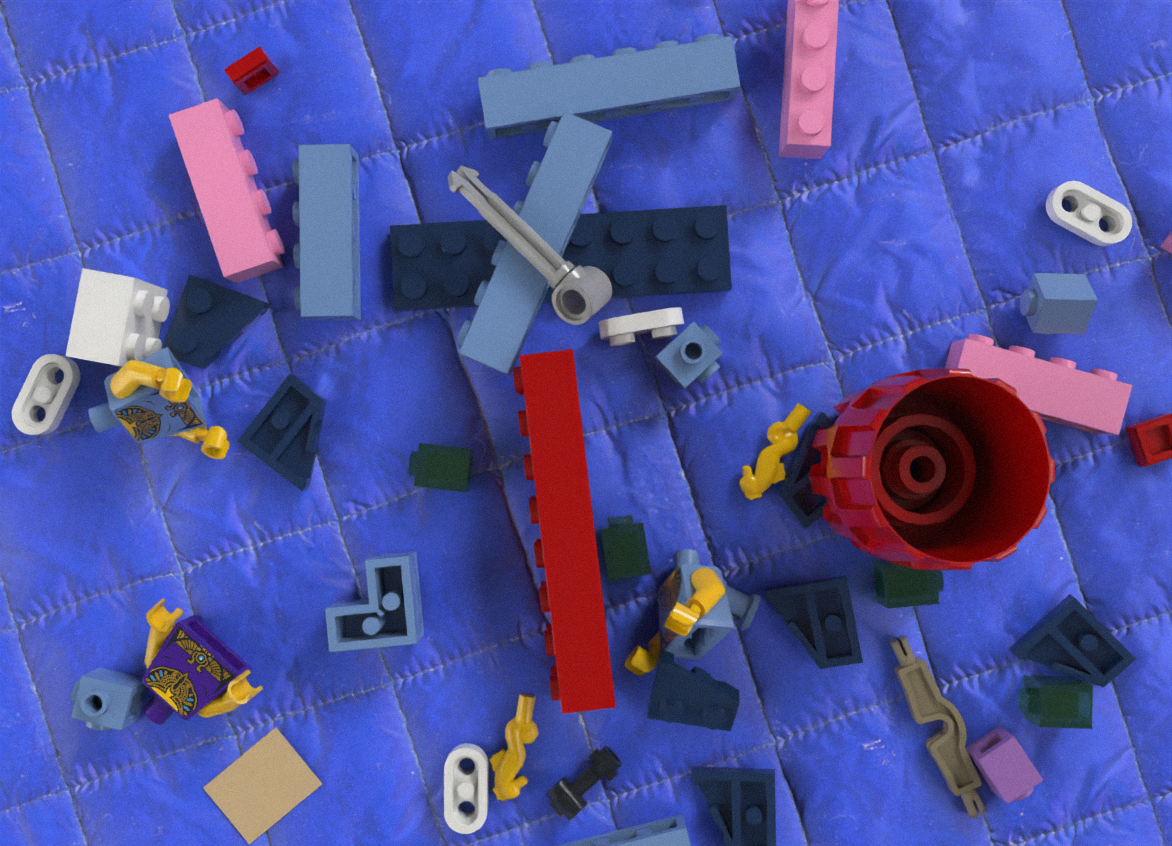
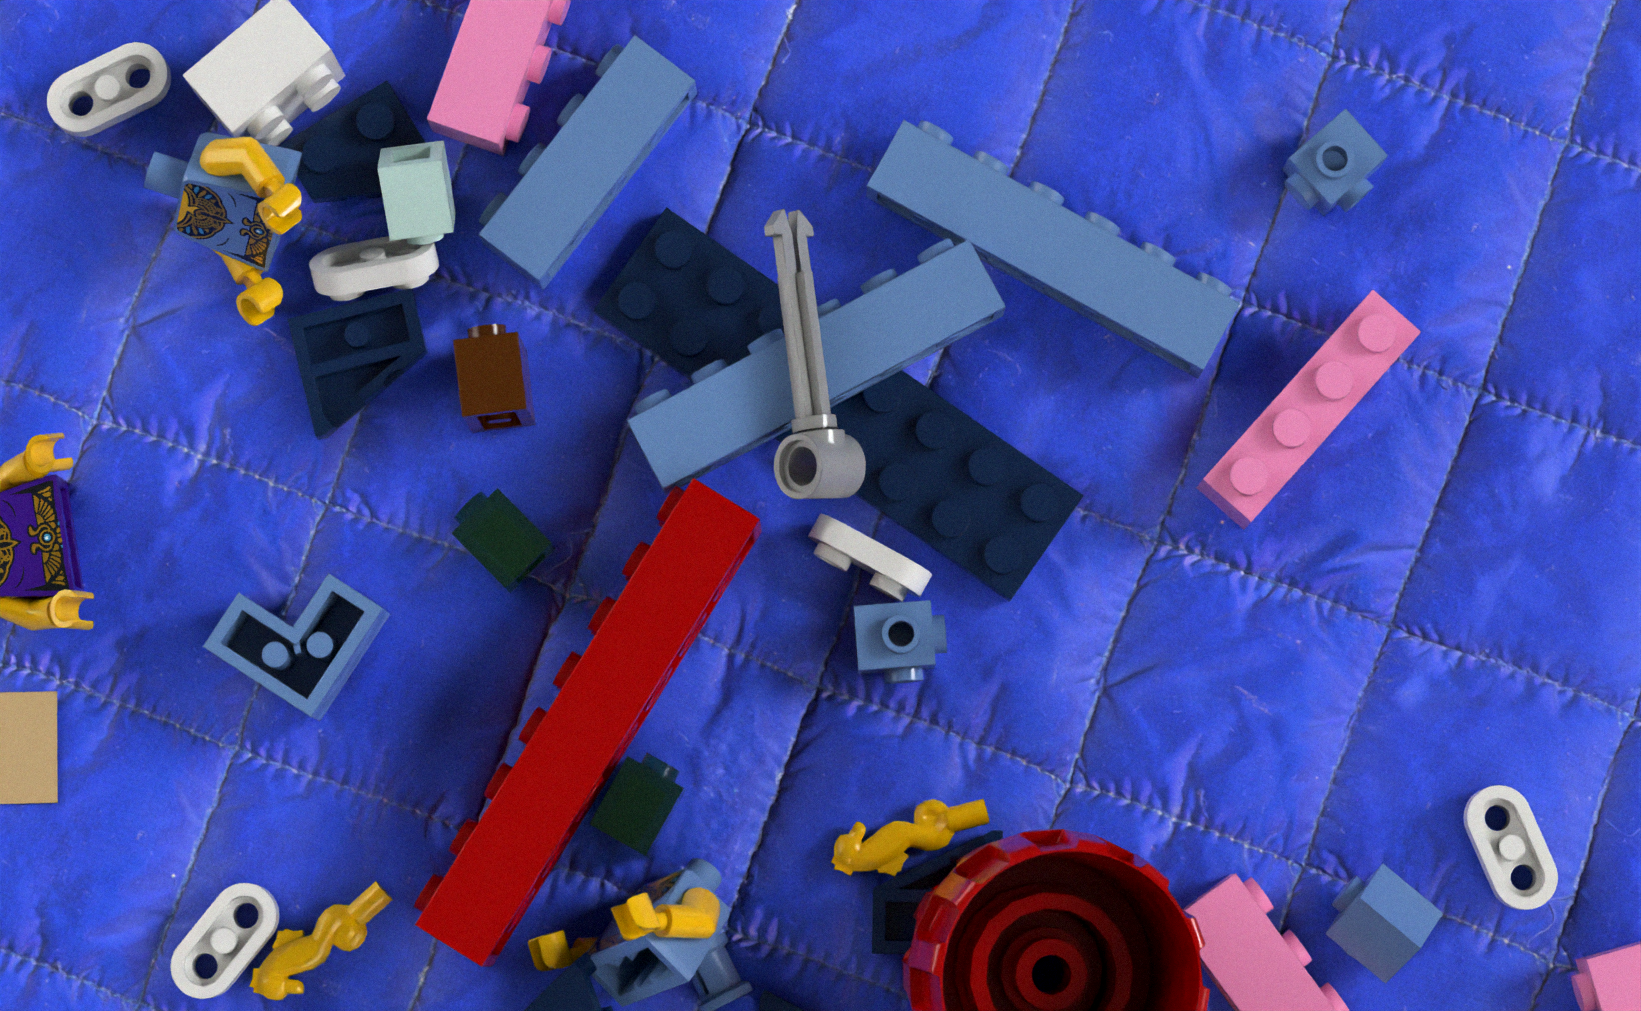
camera: 40 degrees right, 5 degrees down
(250, 320) = (417, 192): none -> light aqua brick
(252, 385) = (372, 264): none -> white plate
(369, 387) = (493, 379): none -> reddish brown brick

